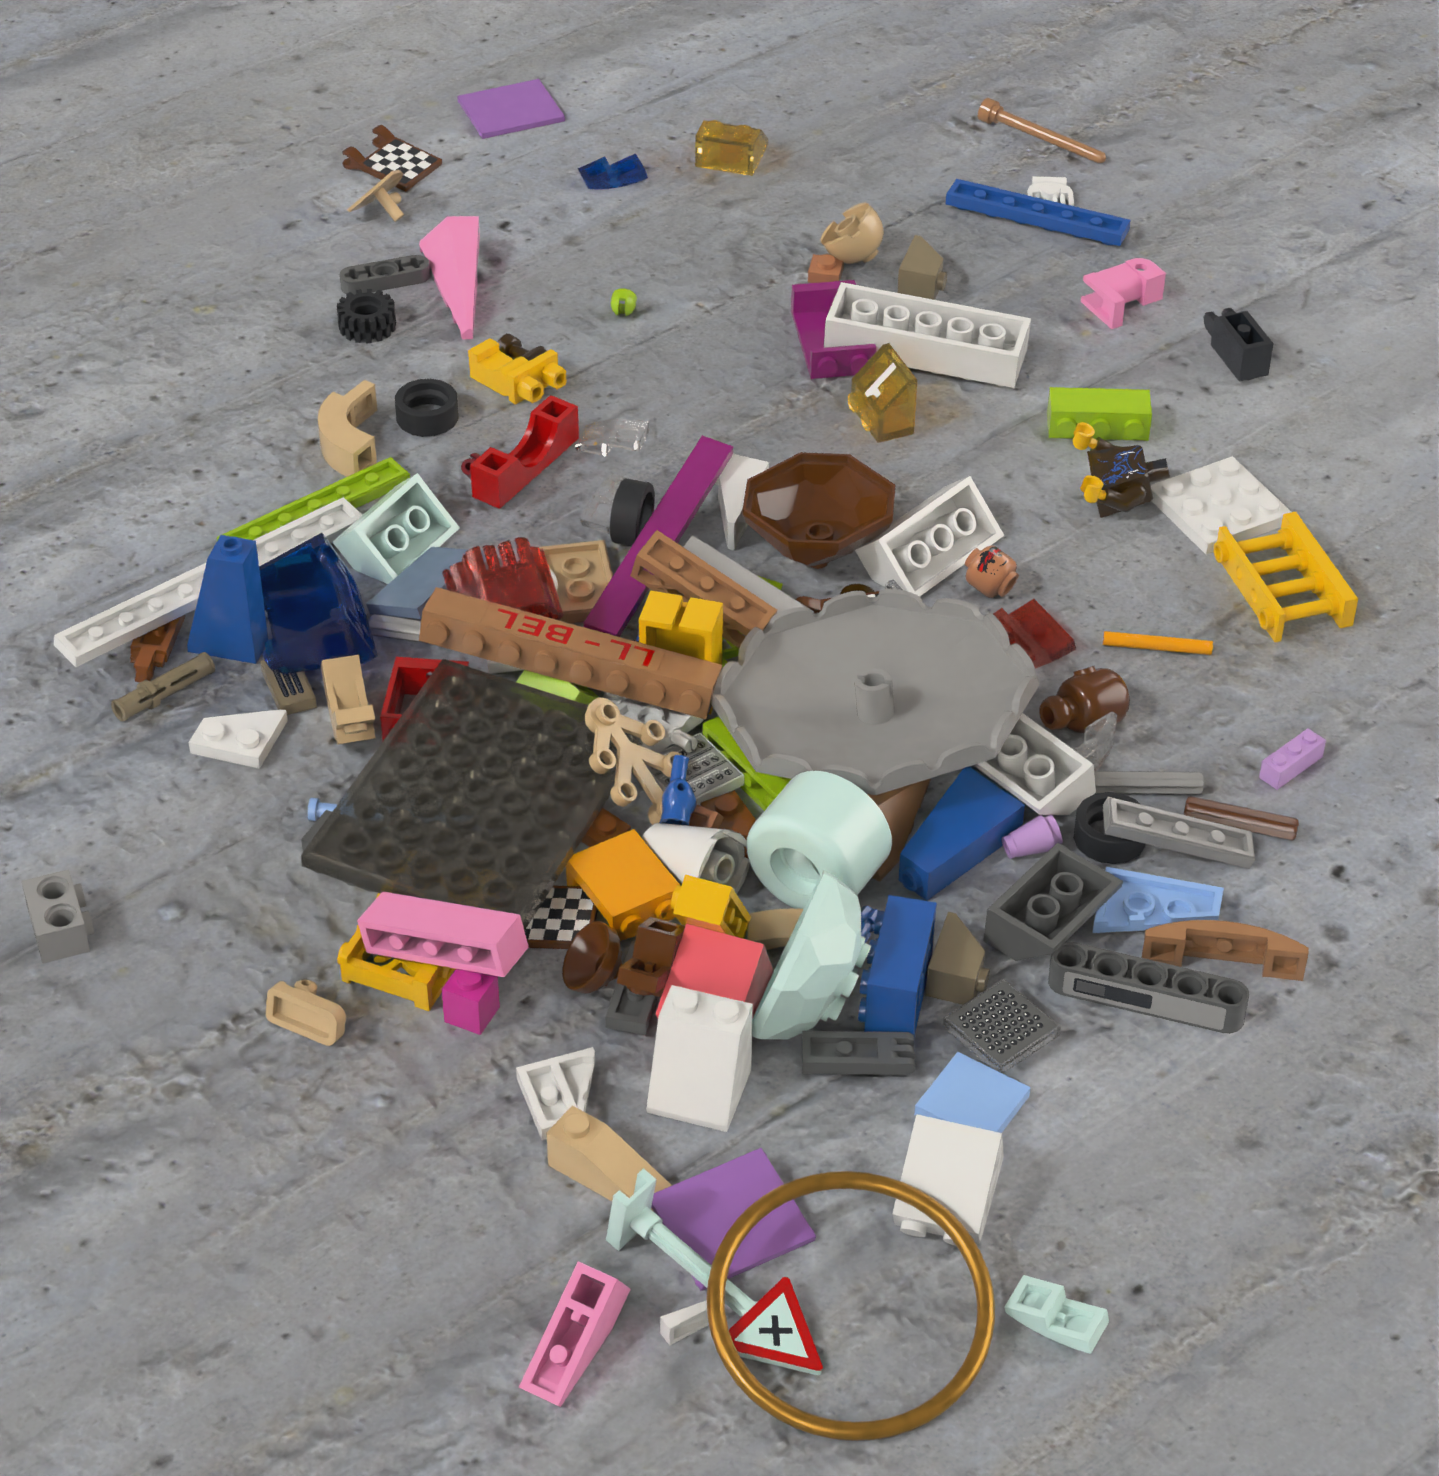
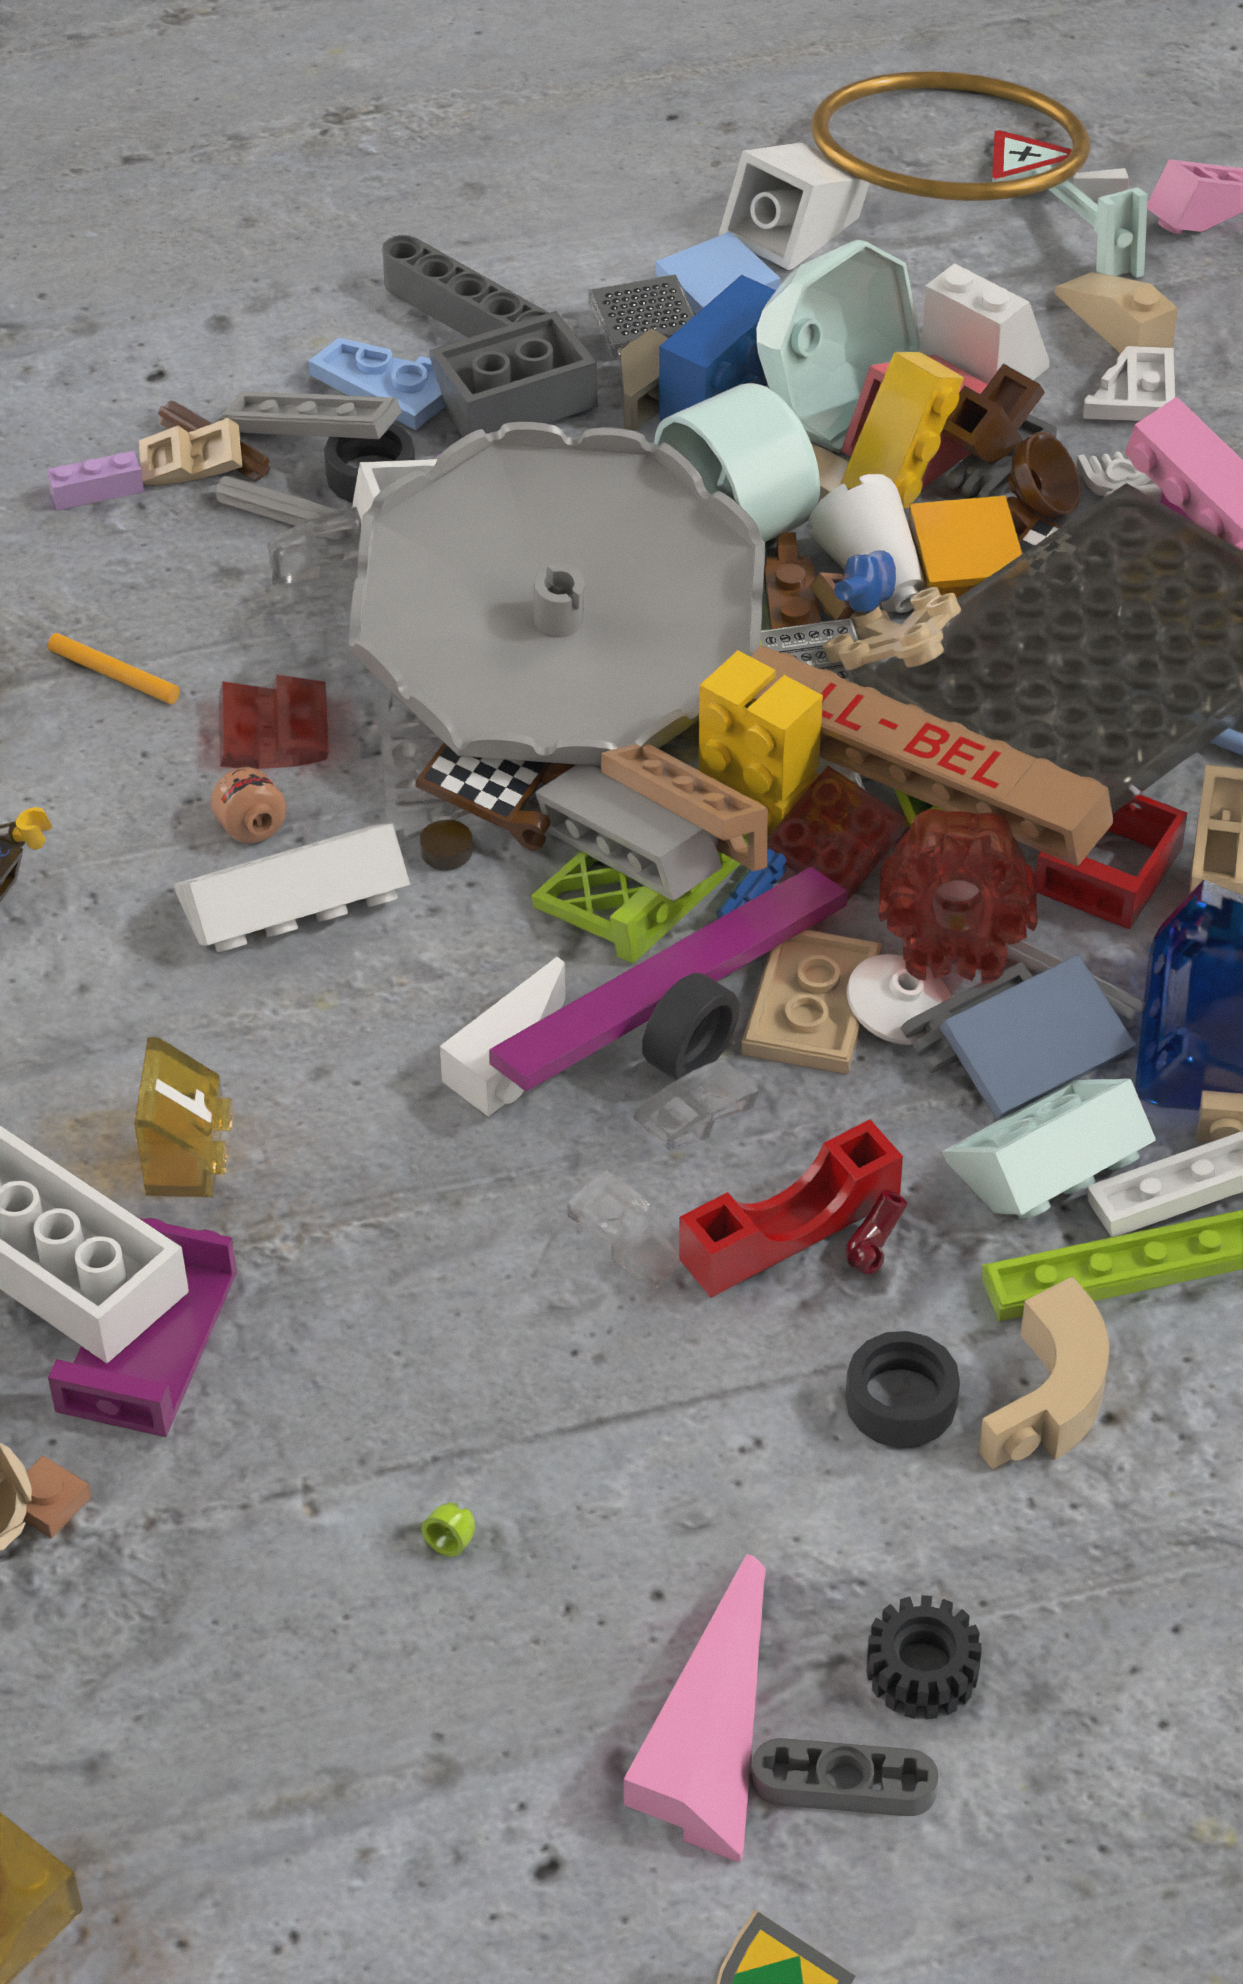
camera: 155 degrees left, 5 degrees up
(515, 370) = (720, 1402): yellow hips -> none
(533, 1004) = (1116, 474): none -> white piece
(602, 175) = (262, 1928): clear blue slope -> none
(710, 1203) = (1018, 246): medium lavender piece -> none
(819, 506) = (432, 904): reddish brown rock -> none
(1048, 1312) = (760, 108): light aqua slope -> none
(1085, 700) = (278, 593): reddish brown piece -> none
(1228, 942) = (406, 331): medium nougat slope -> none
(1244, 791) = (185, 456): none -> tan slope

